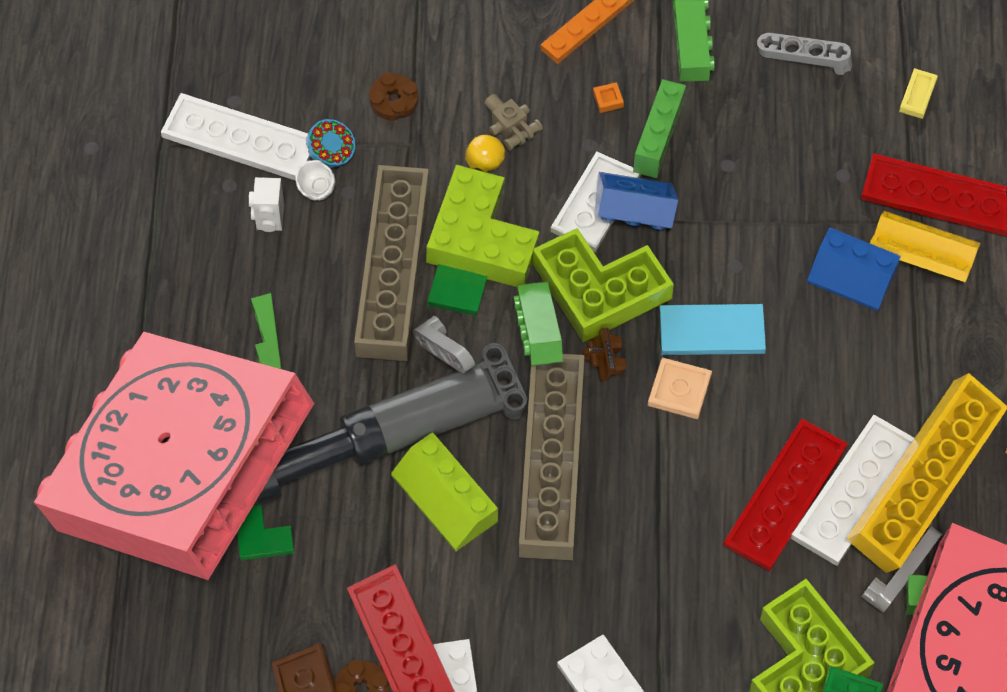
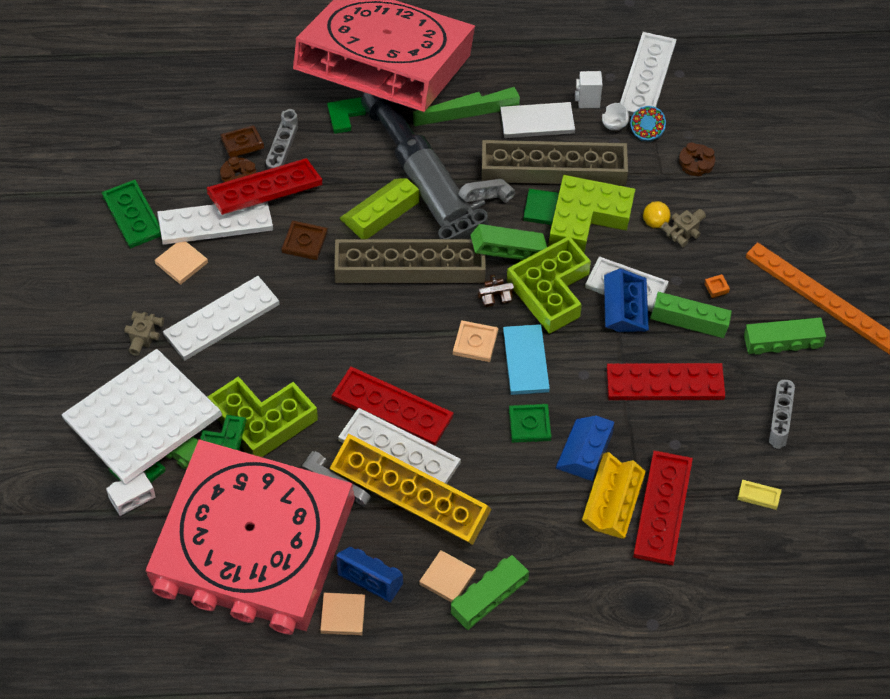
camera: 85 degrees right, 5 degrees down
(302, 282) = (537, 120): none -> white tile
(307, 629) = (290, 120): none -> light grey beam
(493, 599) = (304, 240): none -> reddish brown tile
(751, 174) = (665, 381): none -> red plate
(812, 333) = (530, 423): none -> green tile

